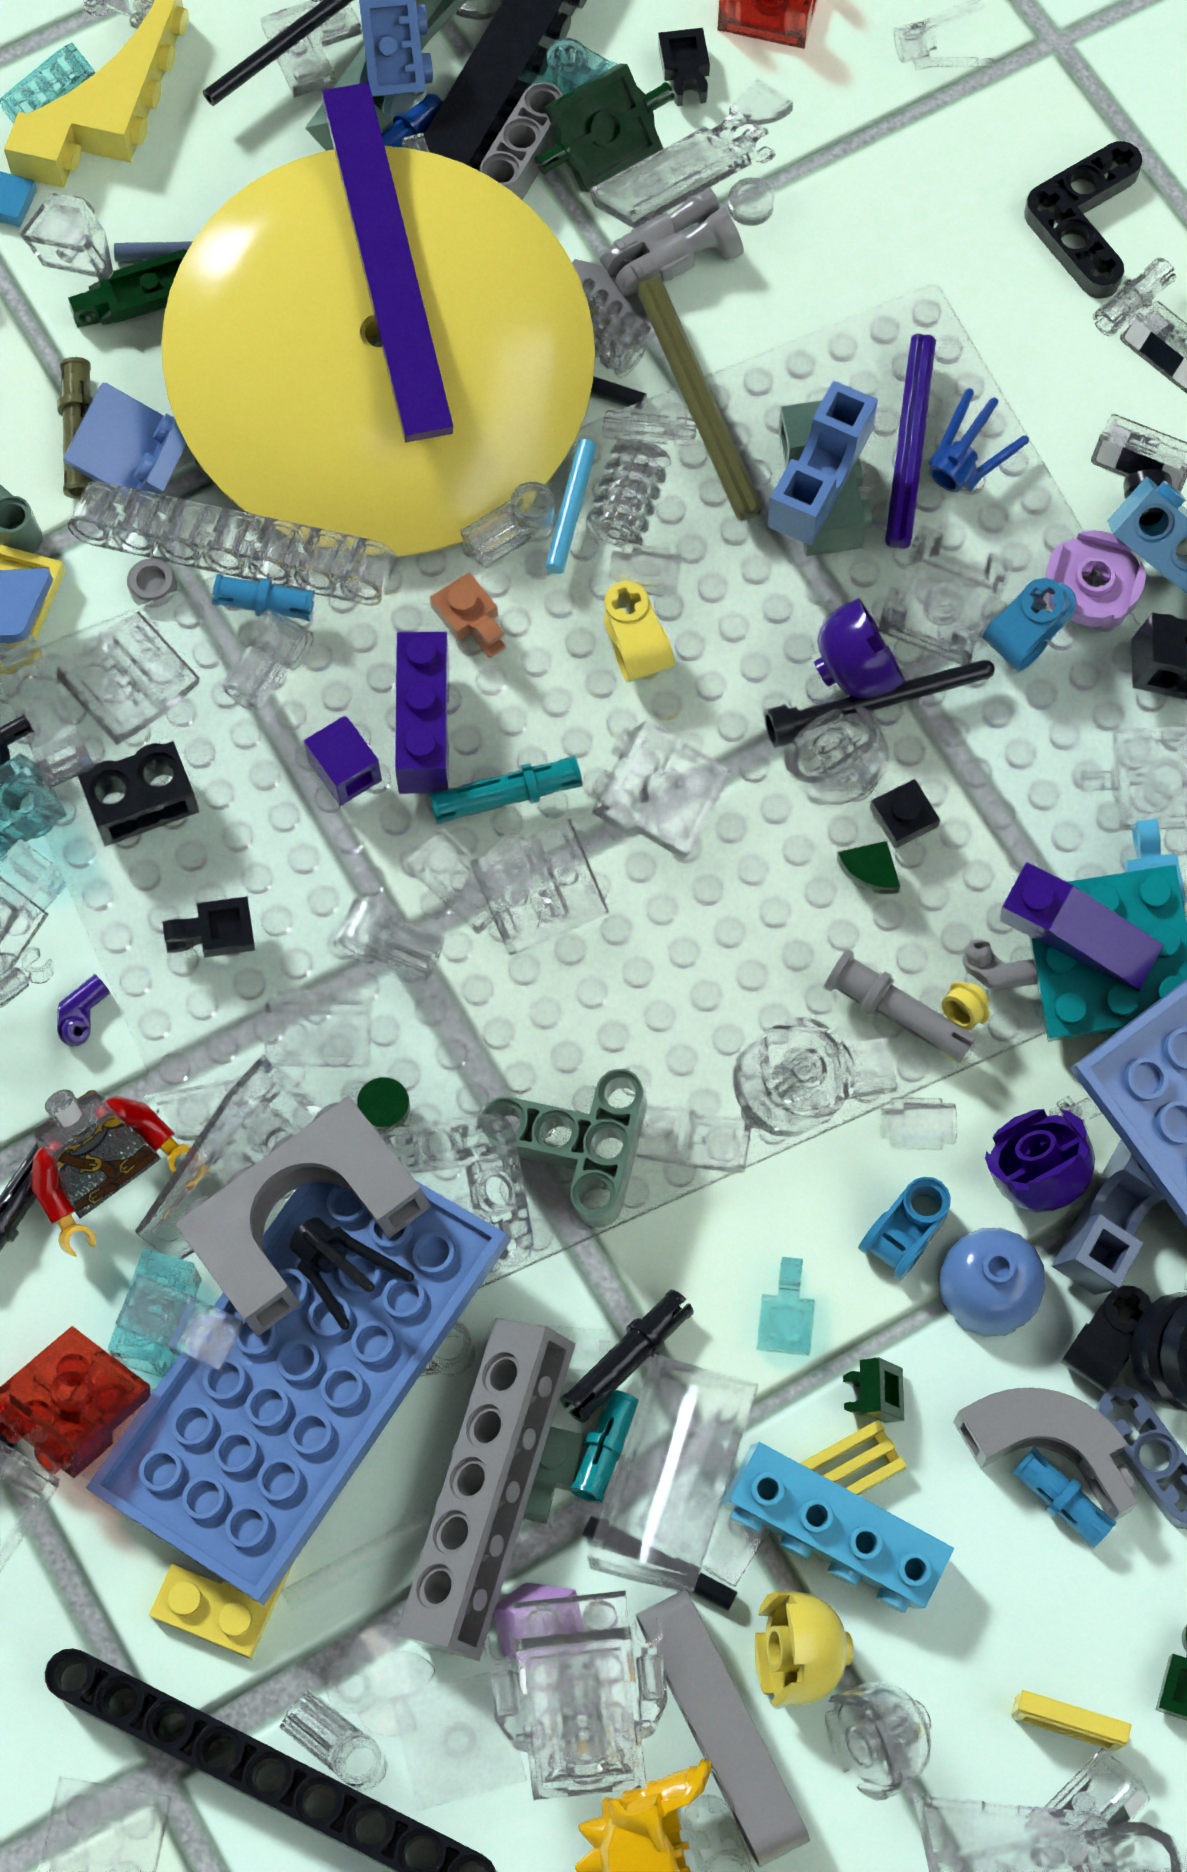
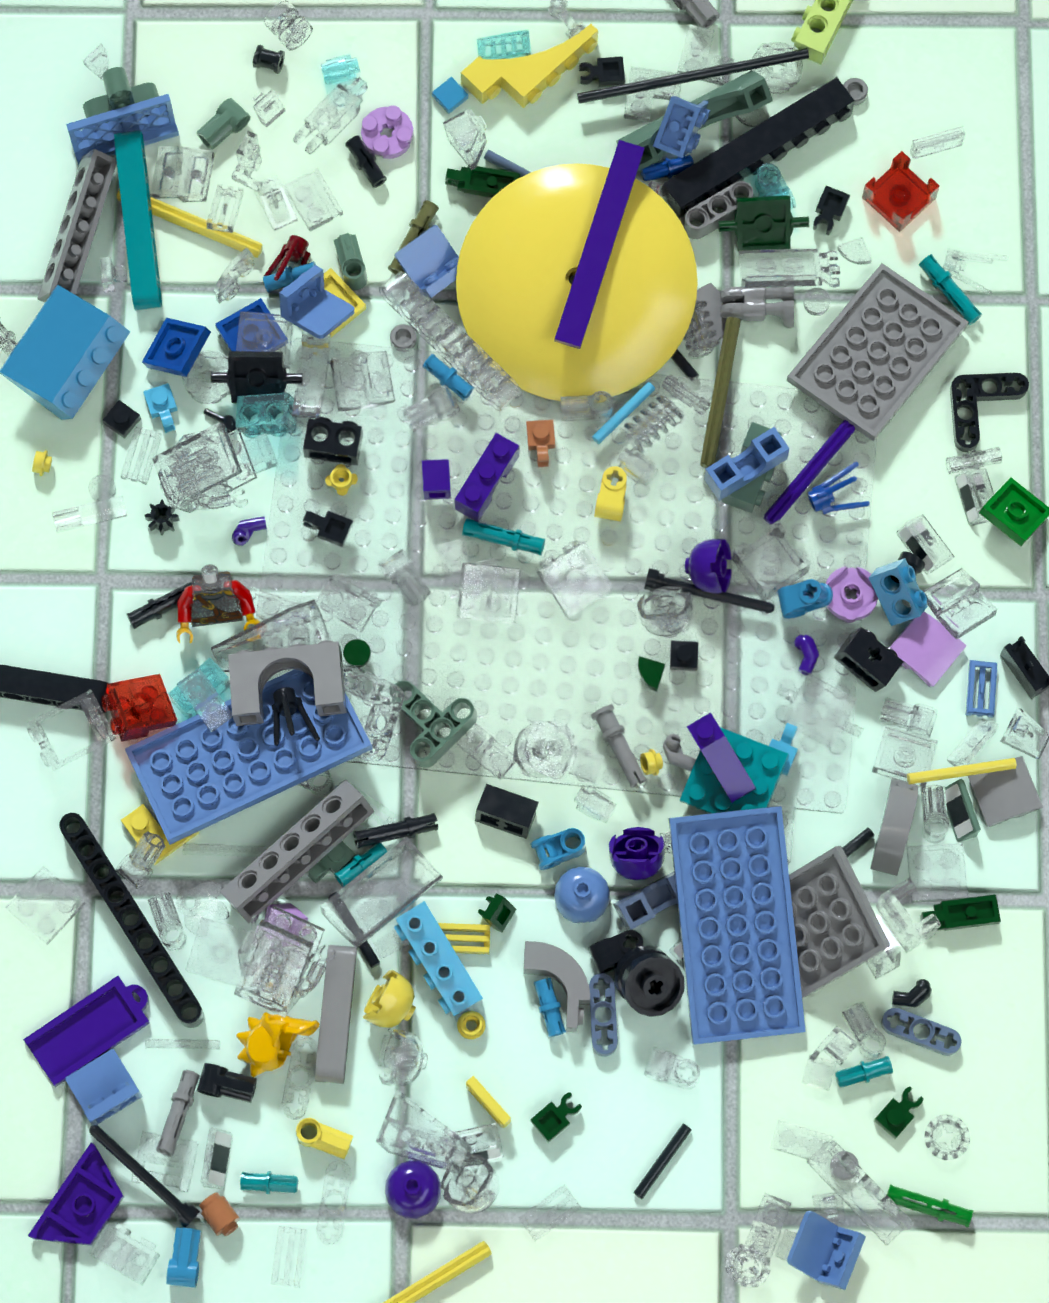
camera: 30 degrees right, 5 degrees up
(183, 832) = (341, 472): none -> light yellow plate
(223, 44) = (608, 71): none -> black plate
(226, 1673) = (138, 864): none -> clear piece
(784, 1317) = (479, 856): clear light blue plate -> none
(786, 1217) = (506, 811): none -> black hinge
(891, 220) = (877, 351): none -> light grey plate
(933, 82) = (943, 281): none -> teal pin
(967, 1594) = (471, 1016): none -> light yellow plate
(1096, 702) = (810, 653): none -> dark purple arm

